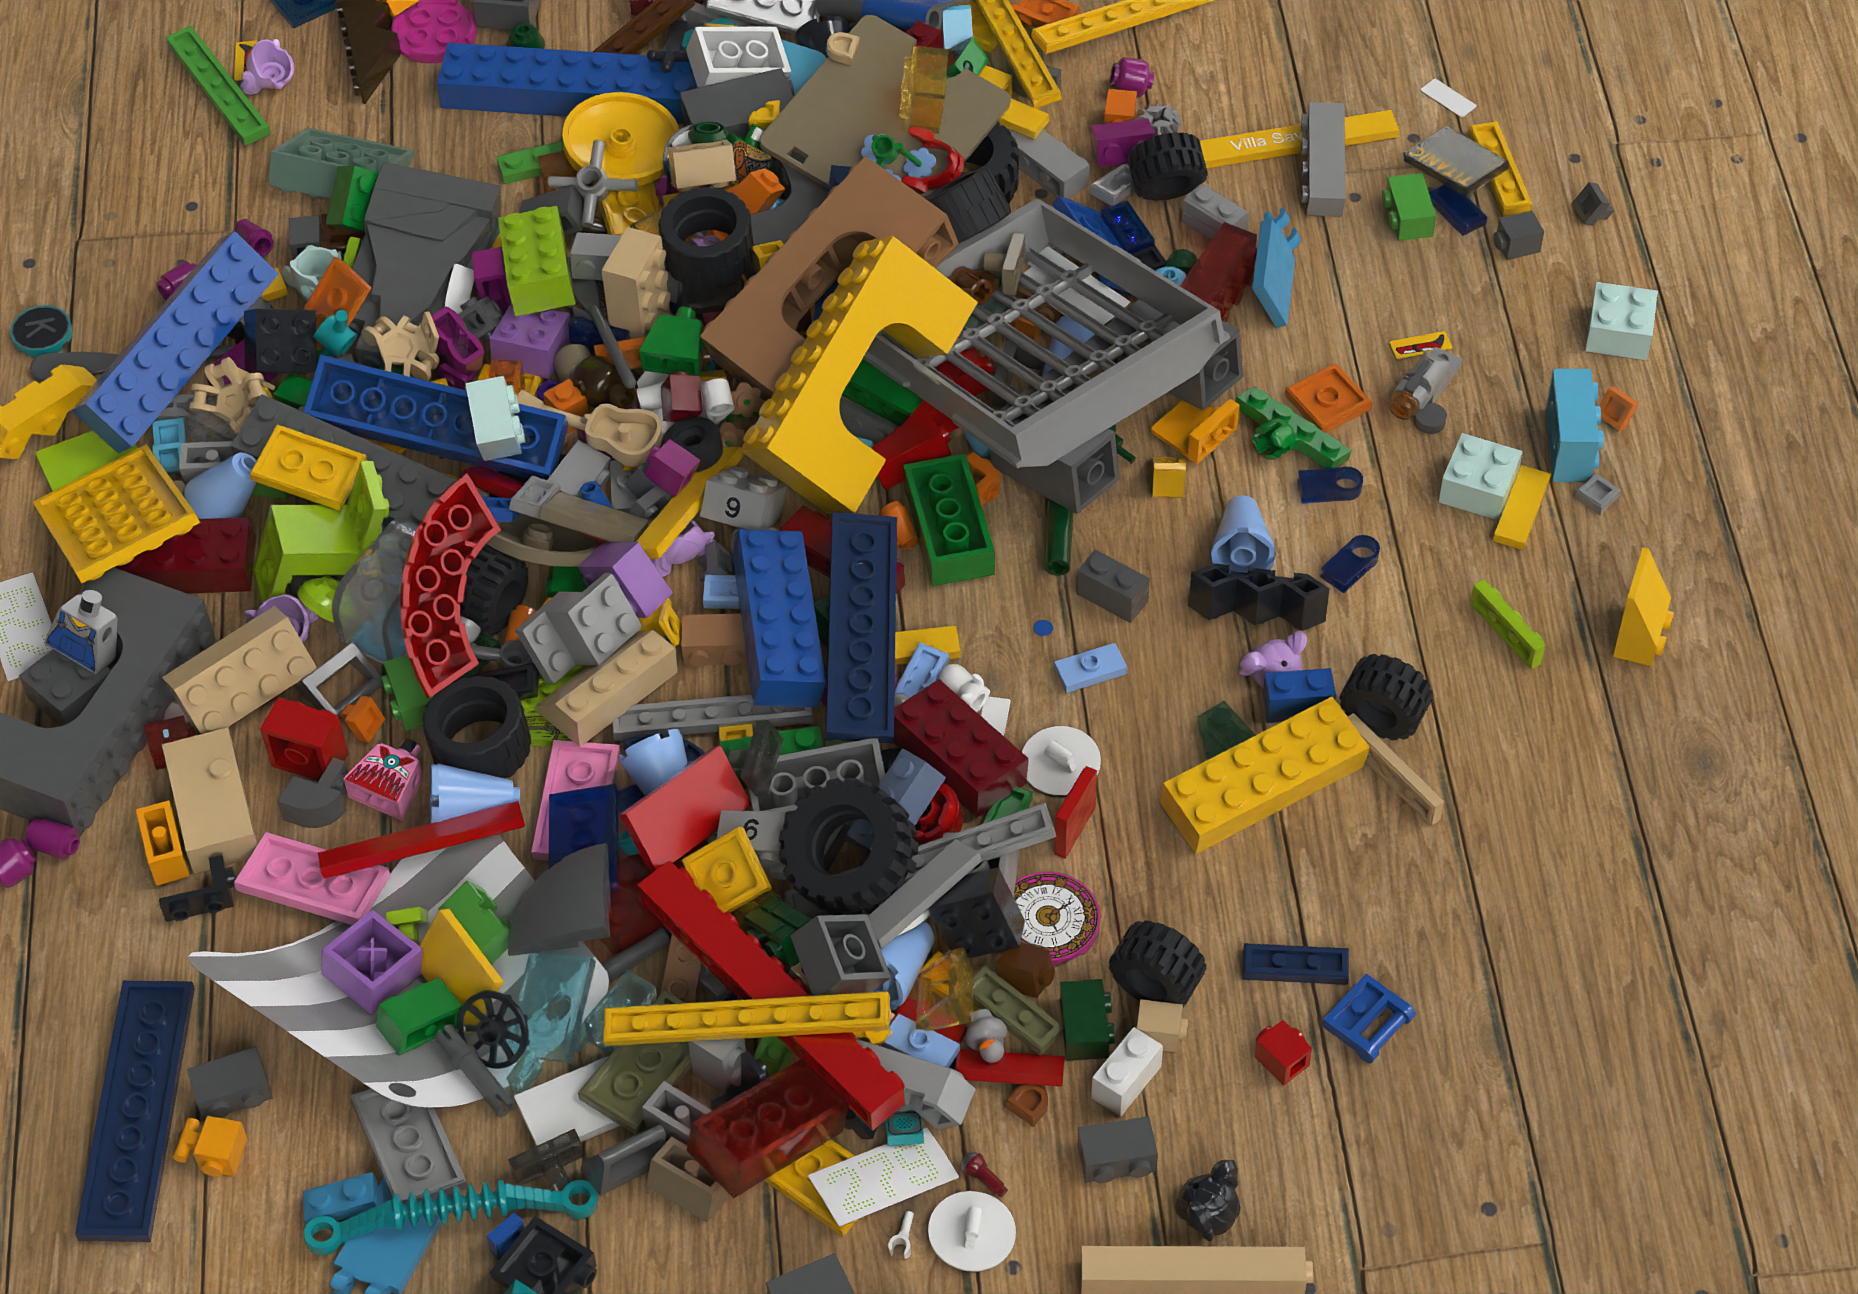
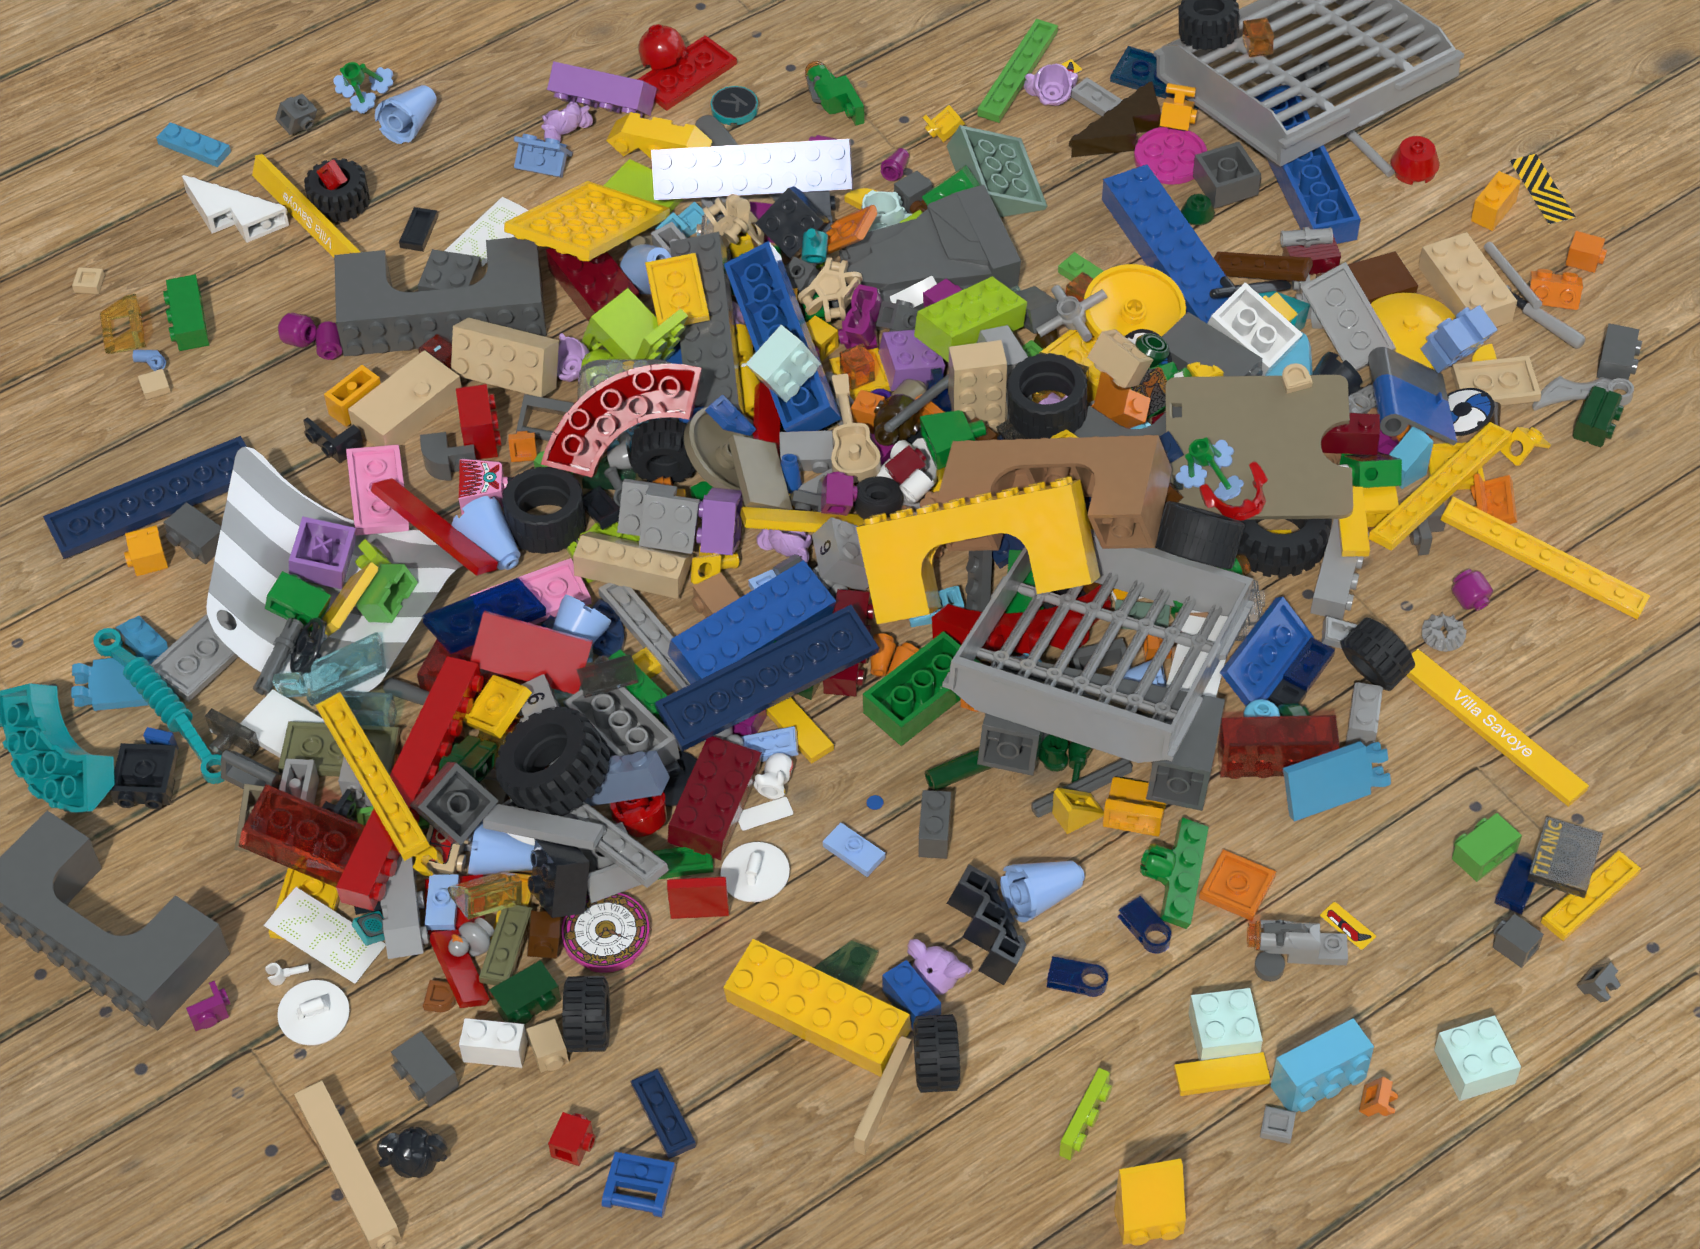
camera: 60 degrees right, 0 degrees up
(85, 632) = (472, 249): light grey torso -> none
(110, 240) = (833, 93): none -> green plate
(236, 173) = (943, 124): none -> yellow bracket
(313, 44) = (1094, 96): none -> light grey plate
(533, 496) = (754, 428): light grey plate -> none
(564, 905) = (417, 627): dark grey brick -> none
(924, 88) = (1290, 448): clear yellow piece -> none
(975, 1166) = (366, 987): dark red piece -> none
(976, 282) = (1144, 578): reddish brown piece -> none
(1009, 264) = (1179, 597): dark tan tile -> none
(1114, 141) = (1394, 613): magenta brick -> none
(1120, 106) = (1426, 600): orange brick -> none
(1143, 459) = (1086, 784): none -> dark grey axle
(1324, 159) = (1485, 760): light grey brick -> none
(1448, 97) = (1645, 823): white sticker -> none

